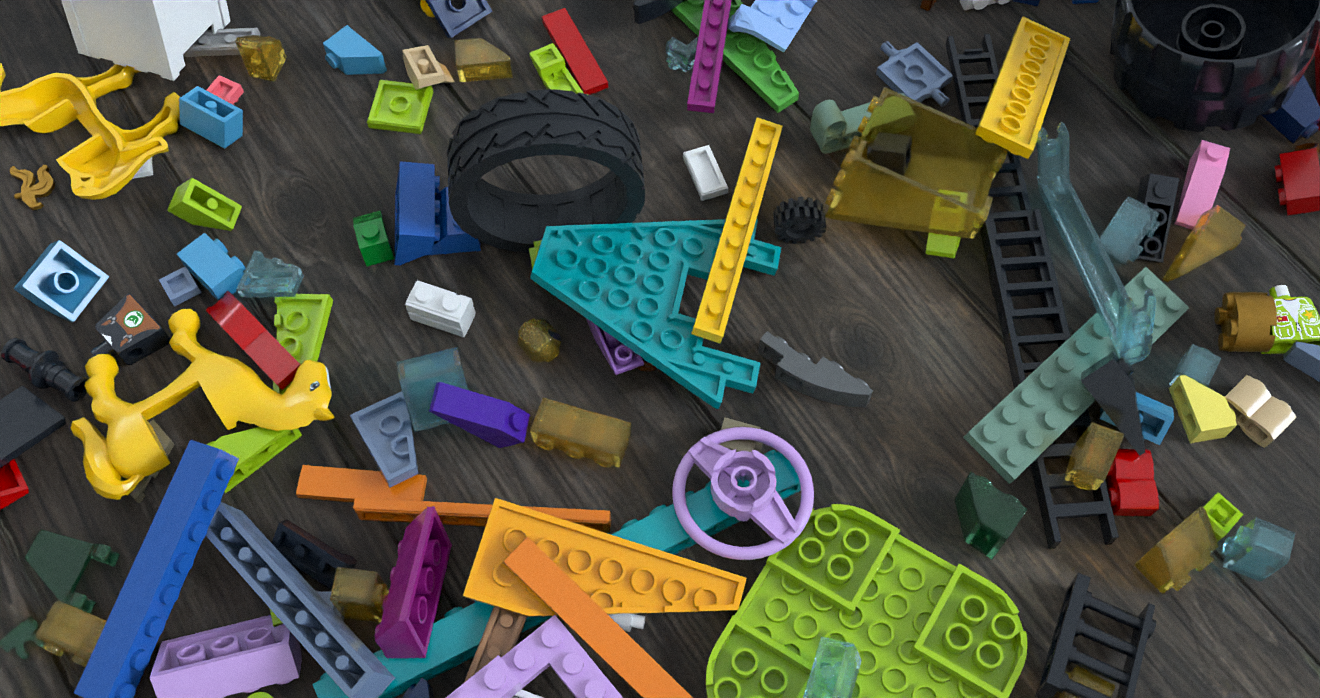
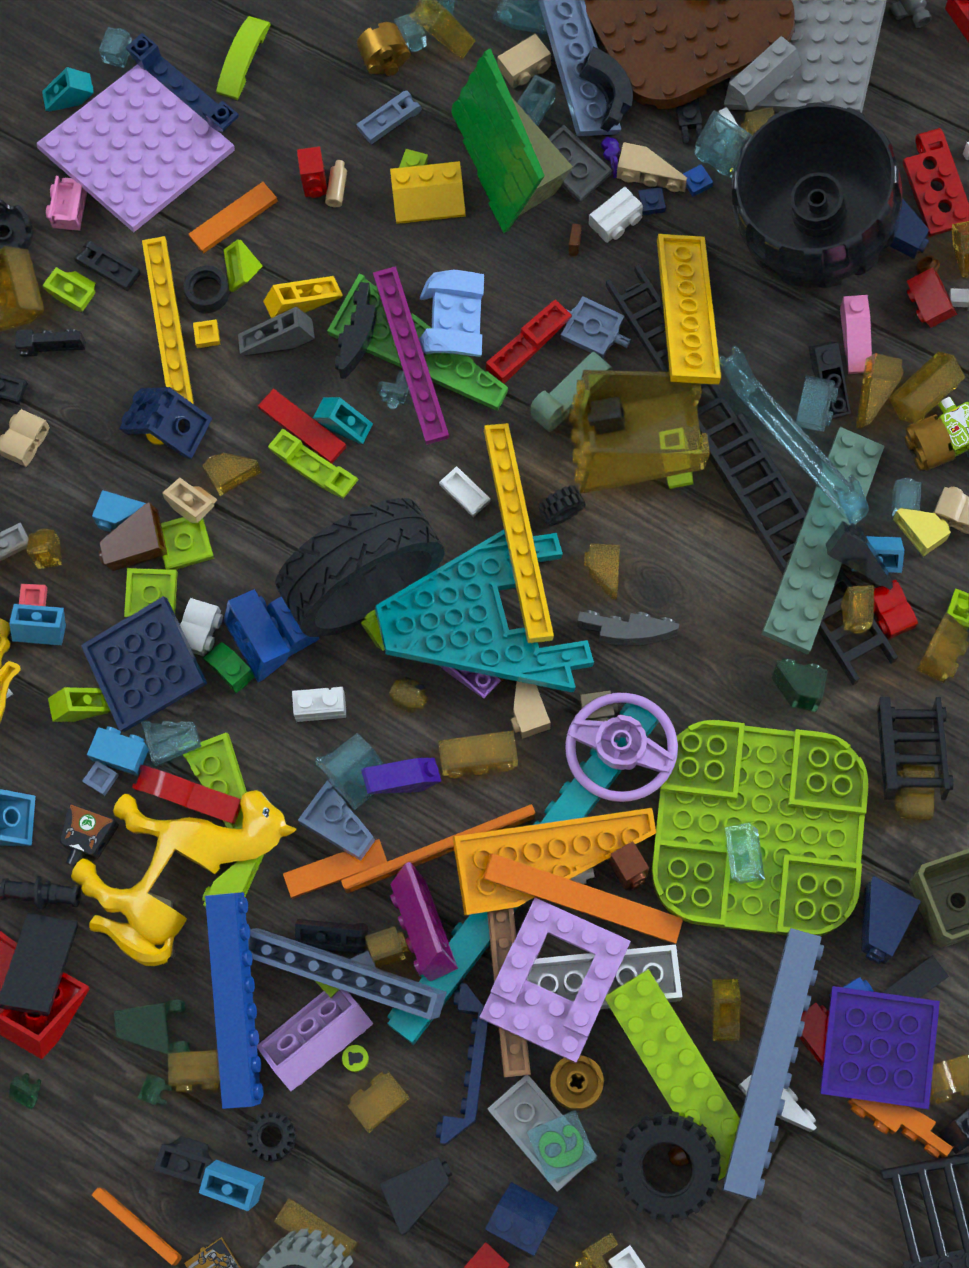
camera: 20 degrees left, 10 degrees up
(287, 195) = (143, 664): none -> dark blue plate
(338, 138) = (147, 586): none -> lime plate
(351, 81) = (134, 540): none -> slope
(363, 185) = (199, 624): none -> white brick
(617, 58) = (342, 419): none -> teal slope
(659, 412) = (529, 711): none -> tan slope
(687, 632) = (629, 866): none -> copper brick
(817, 300) = (604, 567): none -> clear yellow slope
(848, 58) = (528, 342): none -> red slope
(1264, 265) = (927, 387): none -> clear yellow brick

